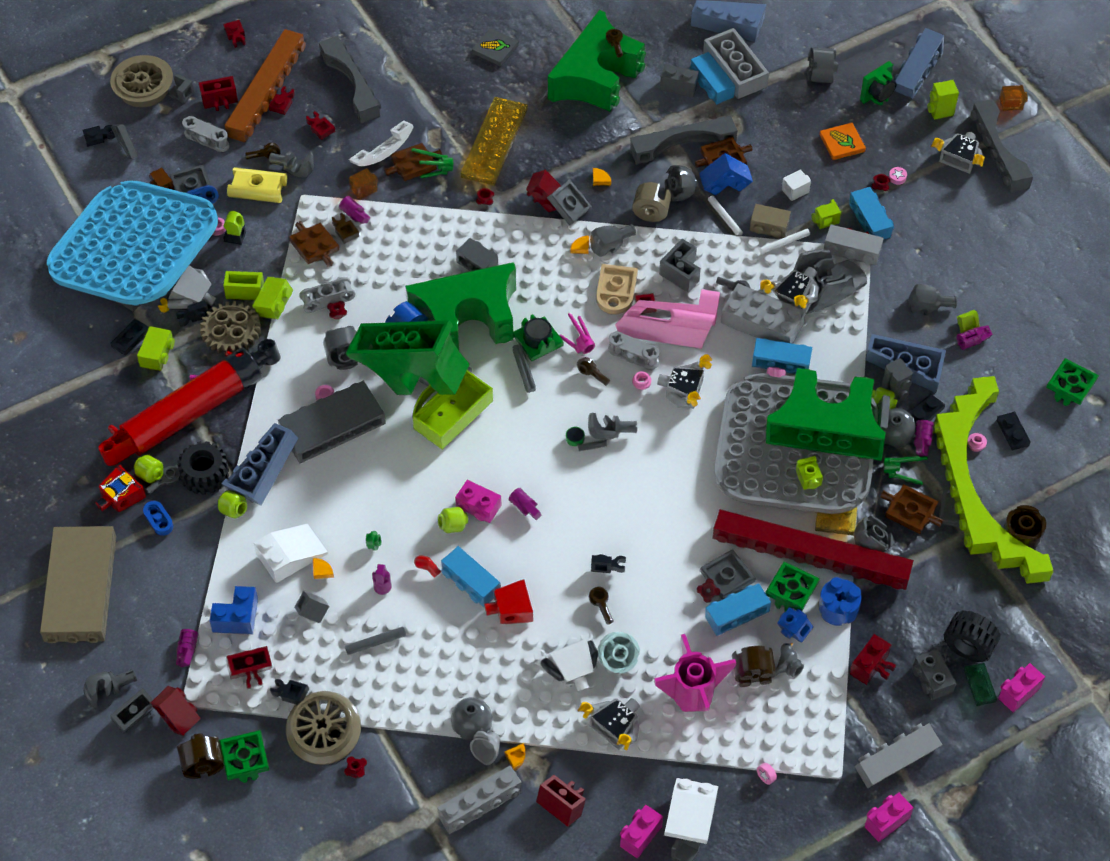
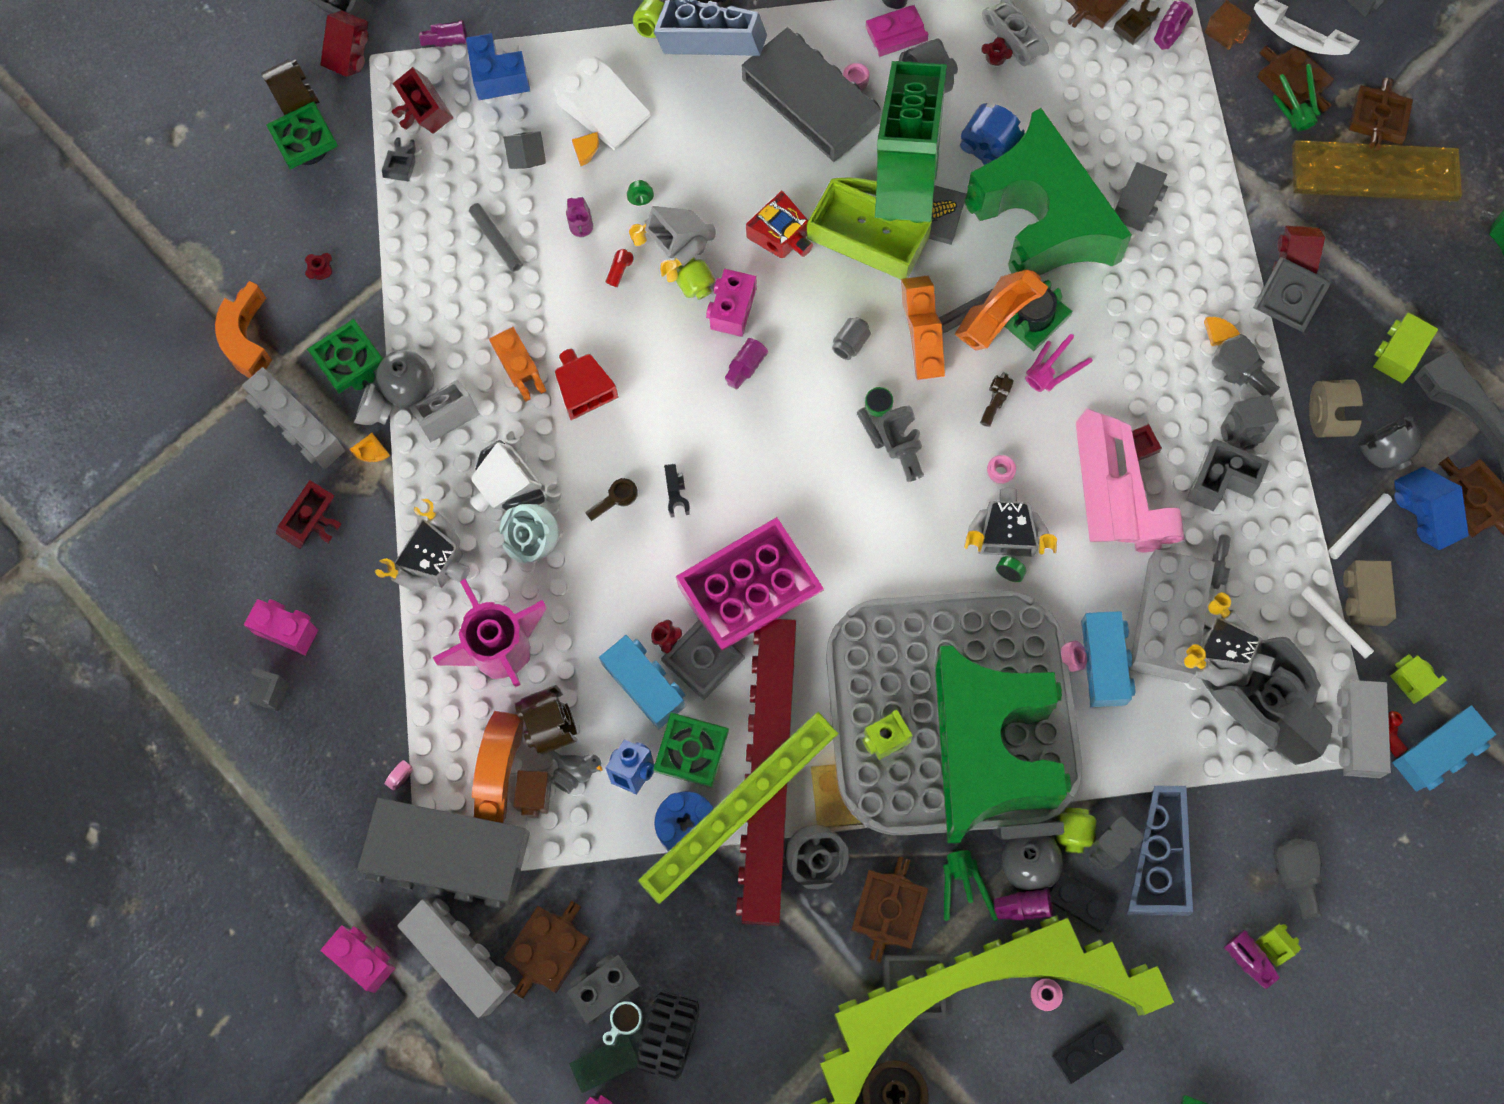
camera: 80 degrees right, 15 degrees up
(296, 362) = (896, 30): none -> dark pink plate
(341, 746) = (362, 211): dark tan piece -> none
(401, 833) = (232, 327): none -> orange arch
(417, 519) = (677, 233): none -> light grey torso
(430, 461) = (780, 228): none -> torso
(443, 754) = (346, 357): none -> green piece
(457, 126) = (1381, 114): none -> reddish brown plate
(469, 576) = (612, 322): dark azure brick -> none
(481, 644) = (516, 361): none -> orange hinge
(485, 196) = (1269, 179): dark red plate -> none
(503, 695) = (444, 410): none -> light grey slope
(526, 439) = (851, 338): none -> dark grey brick
(533, 337) = (1005, 300): none -> orange arch
(538, 393) = (924, 327): none -> orange arch
(600, 177) = (1364, 331): light orange tile -> none
(618, 286) = (1160, 397): tan tile -> none
(619, 160) = (1405, 347): none -> lime brick
(634, 350) = (1049, 444): light grey piece -> none
(652, 243) = (1249, 422): none -> dark grey brick
(689, 531) = (748, 584): none -> dark pink slope
(691, 810) = (308, 682): white slope -> none
(711, 390) = (1011, 569): none -> tile
(777, 698) = (494, 765): none -> orange arch
(796, 185) = (1461, 620): white brick -> none
(799, 688) = (532, 793): none -> reddish brown brick
(828, 749) = (443, 852): none -> dark grey brick
(839, 563) = (737, 808): none -> lime tile
(872, 660) = (606, 890): dark red brick -> none
(900, 705) = (547, 949): none -> reddish brown plate
(957, 662) = (625, 1019): none -> piece

